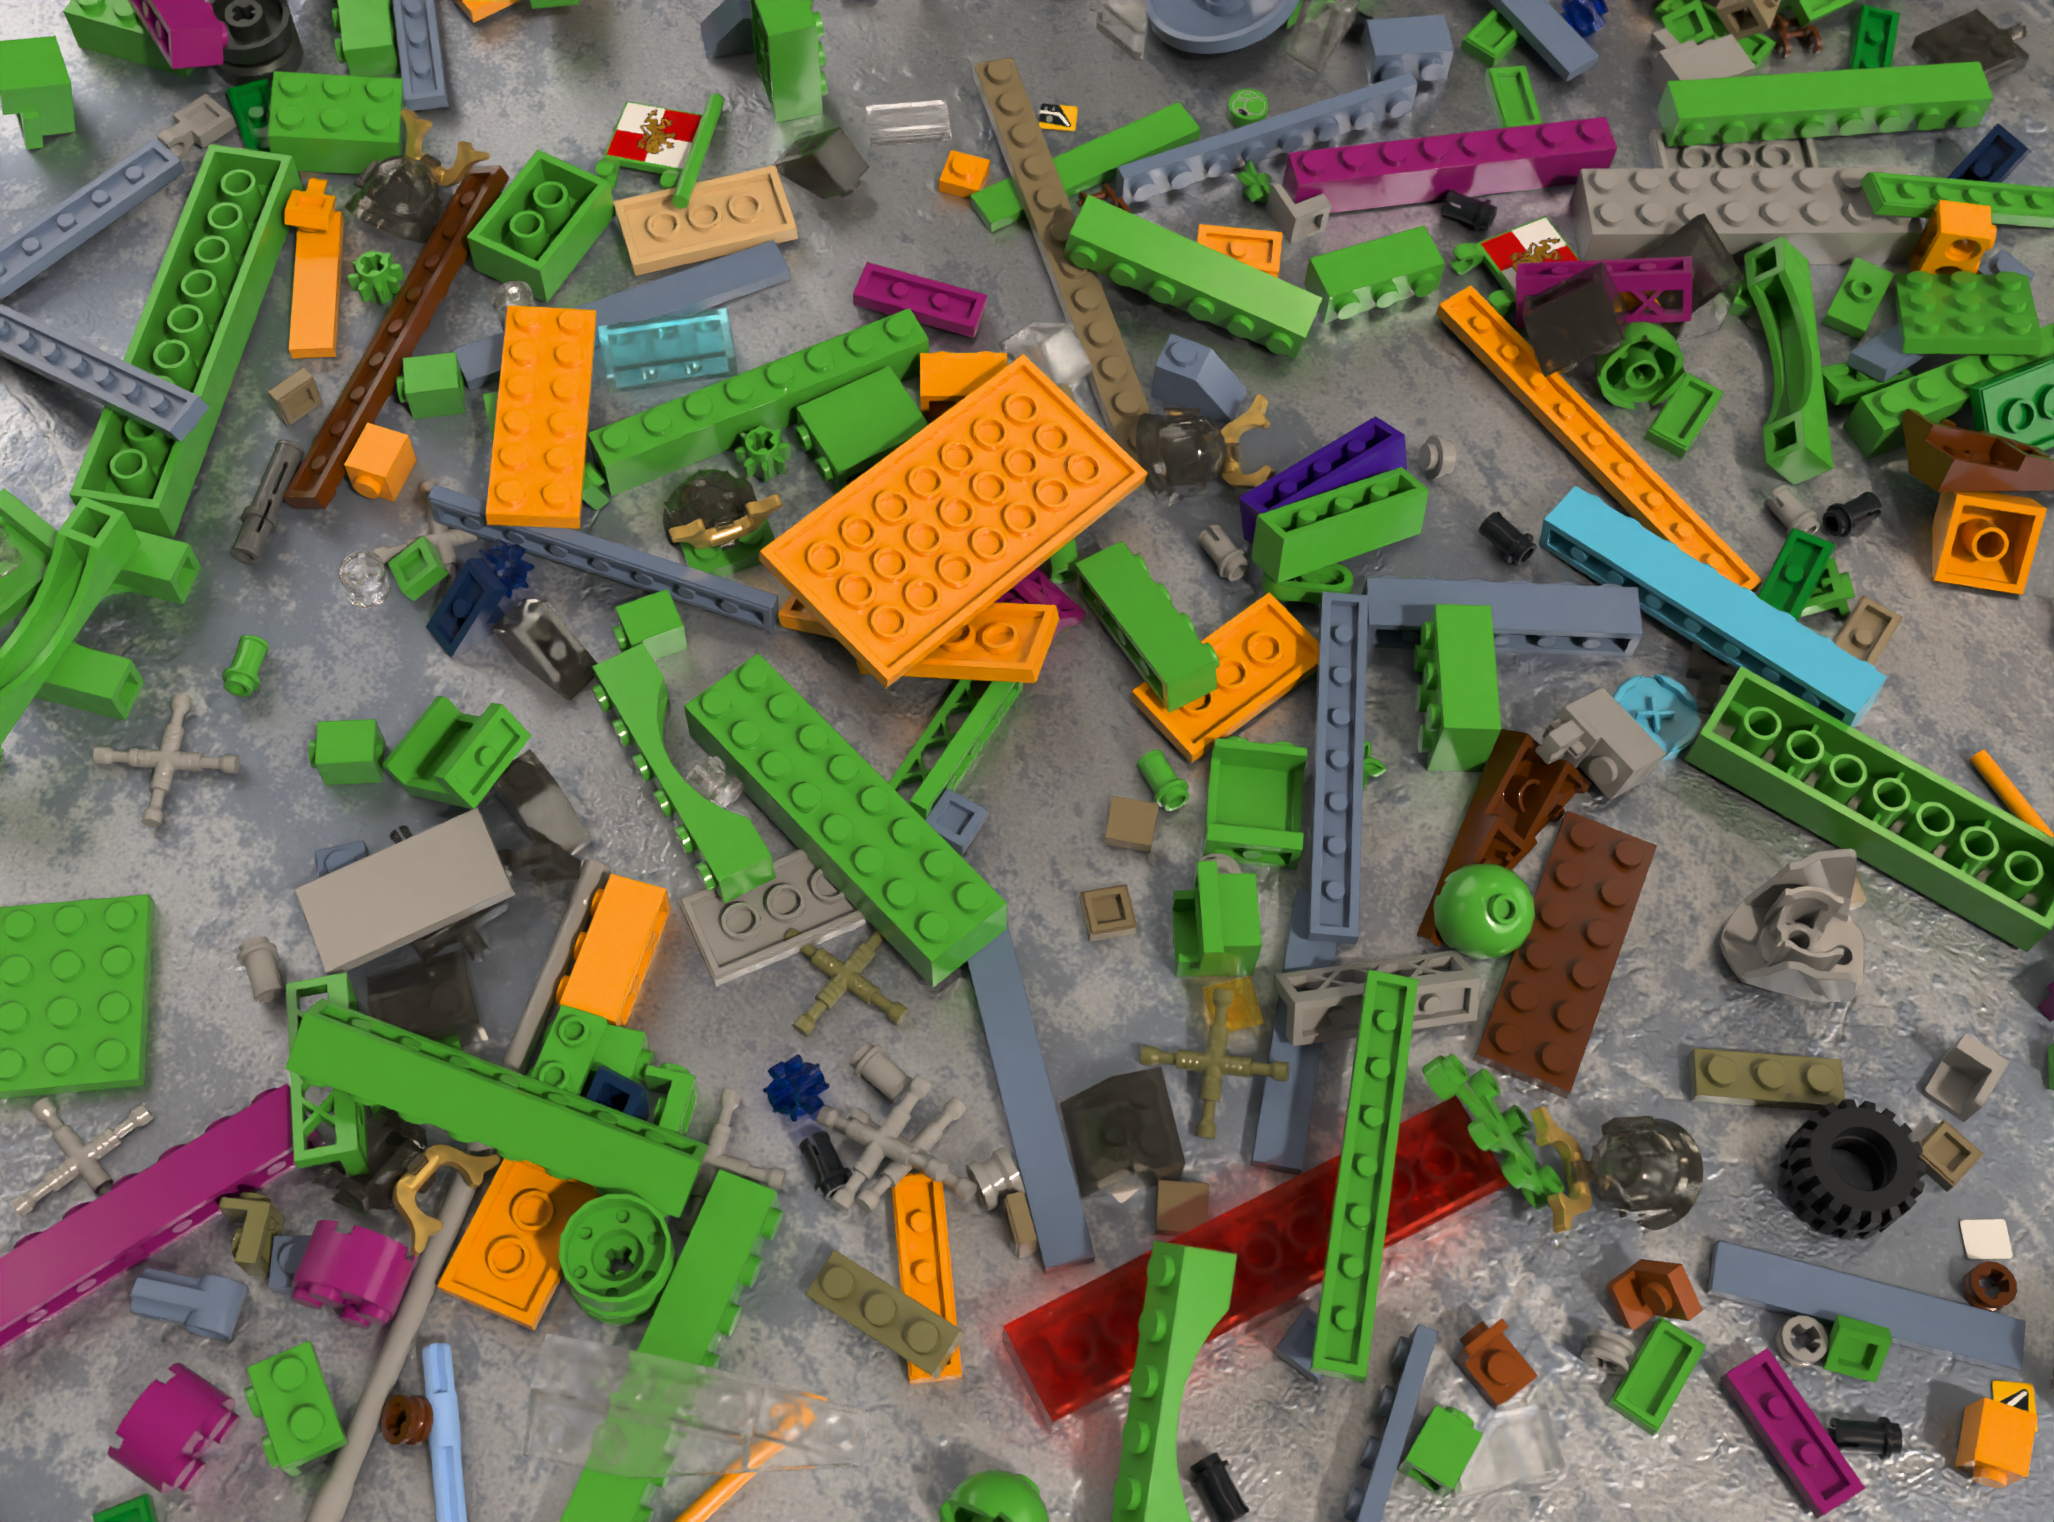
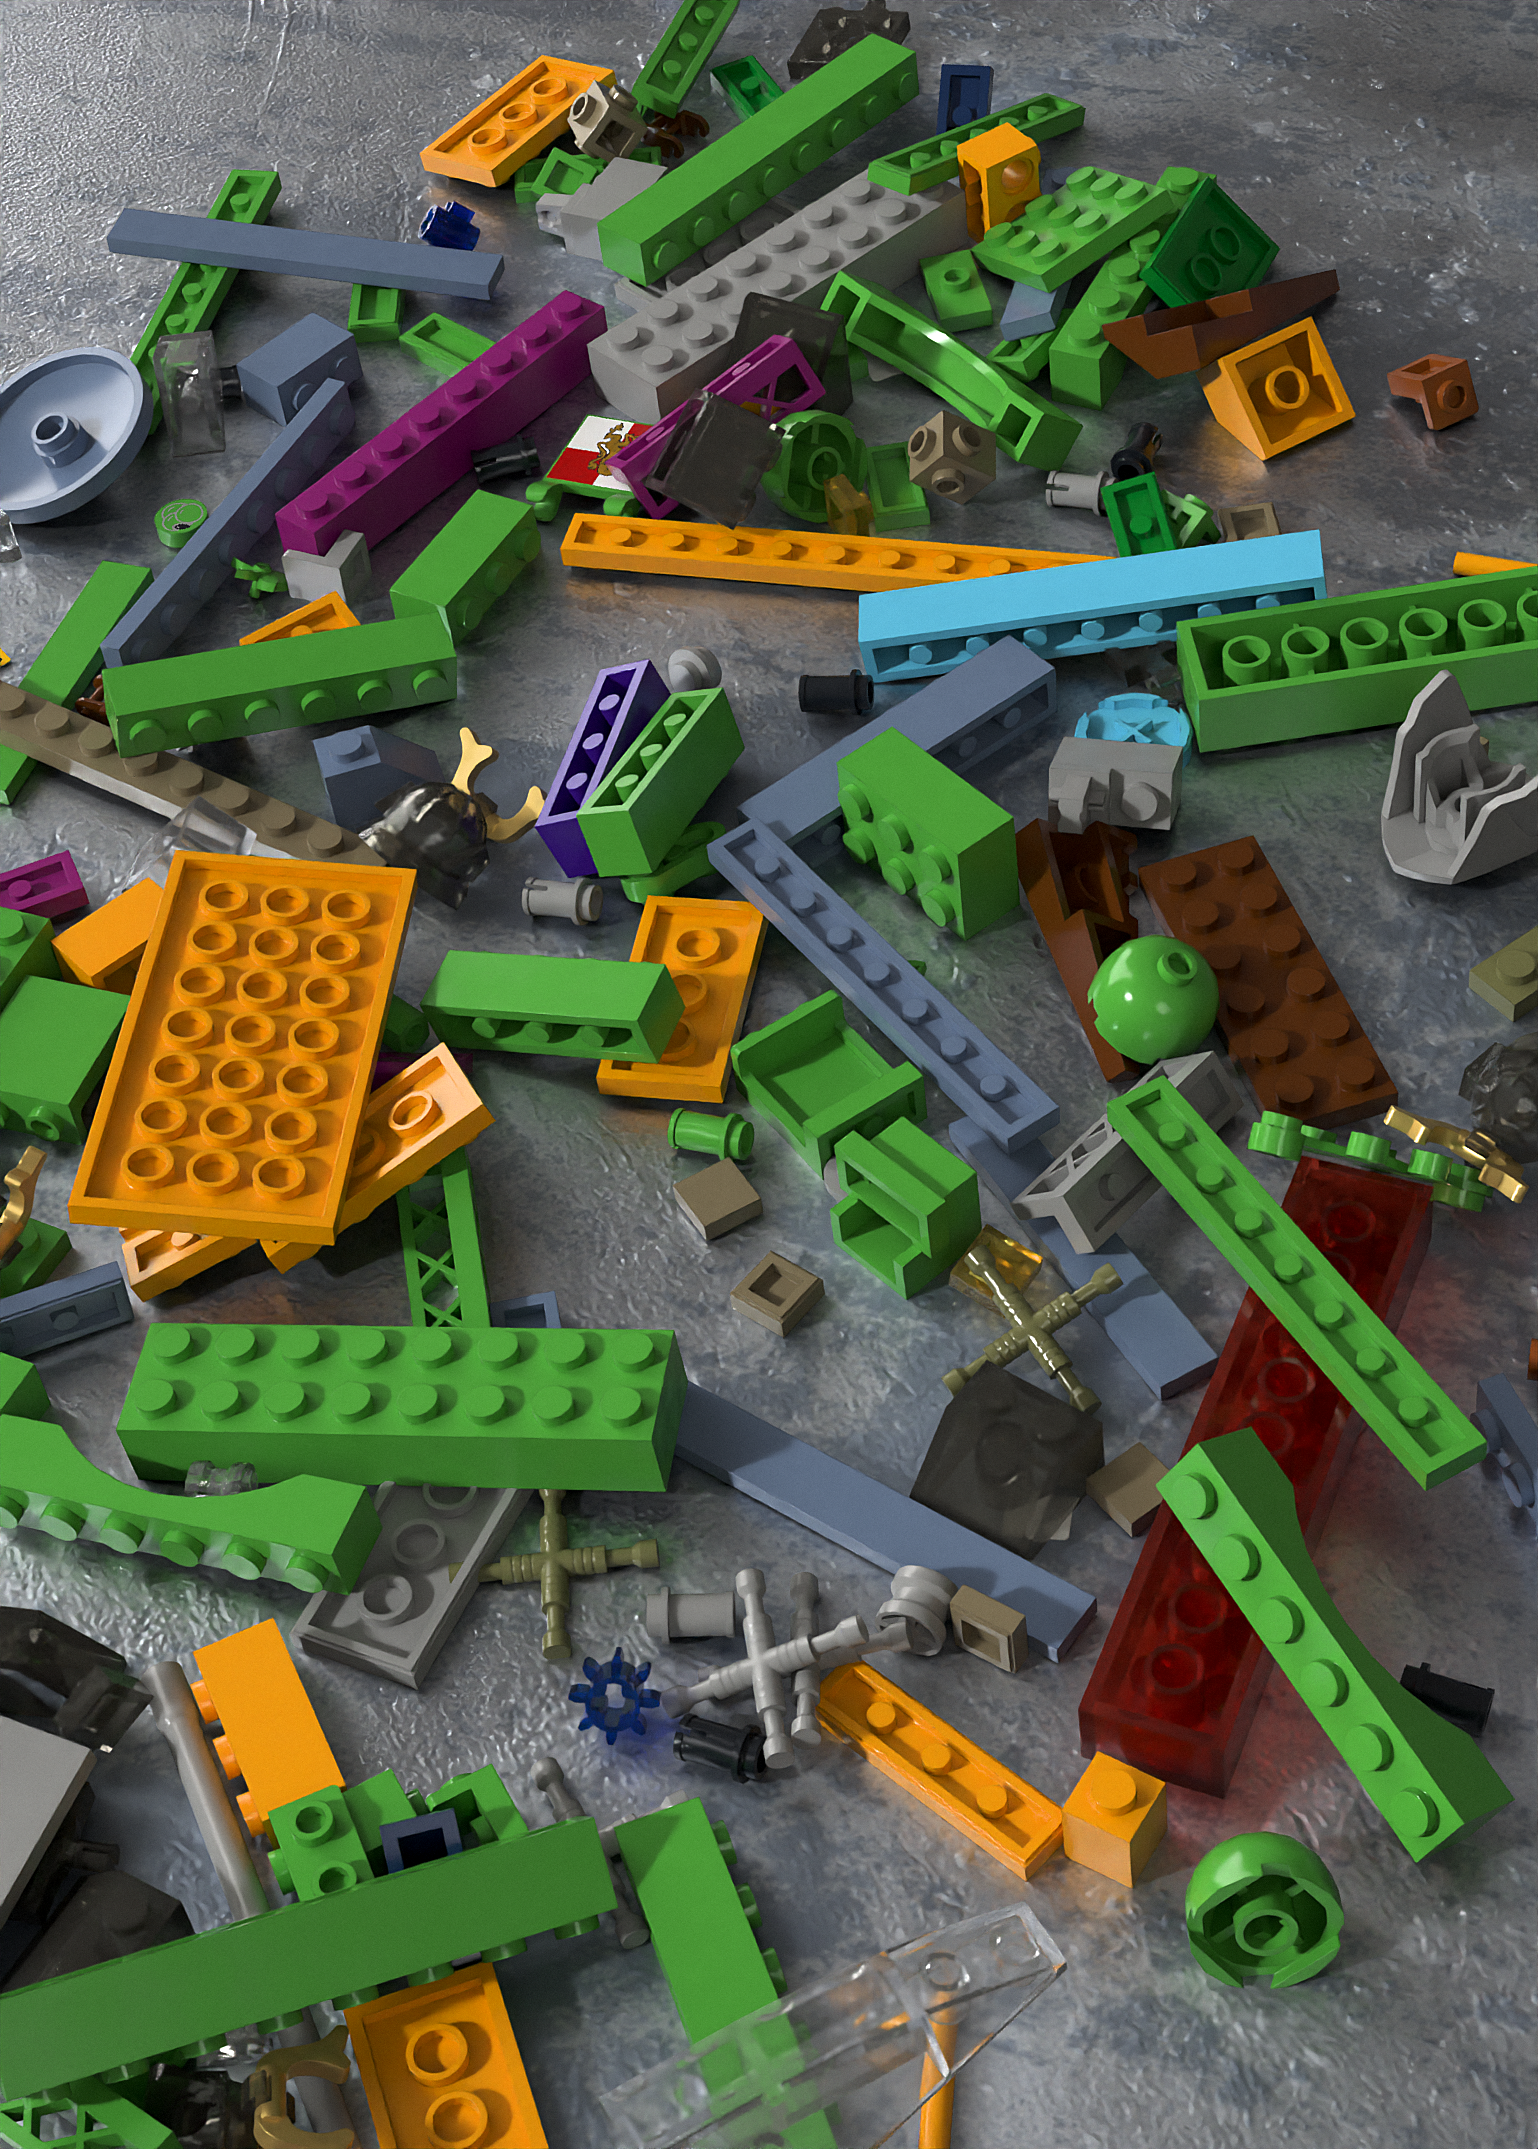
camera: 30 degrees left, 15 degrees down
(609, 1233) = (583, 1968): bright green wheel -> none
(885, 1314) = (934, 1825): olive plate -> none
(976, 1398) = (1114, 1819): none -> light orange brick
(1298, 1344) = (1391, 1501): sand blue plate -> none
(1634, 414) = (847, 509): none -> clear yellow plate
(1728, 428) = (952, 457): none -> dark tan brick

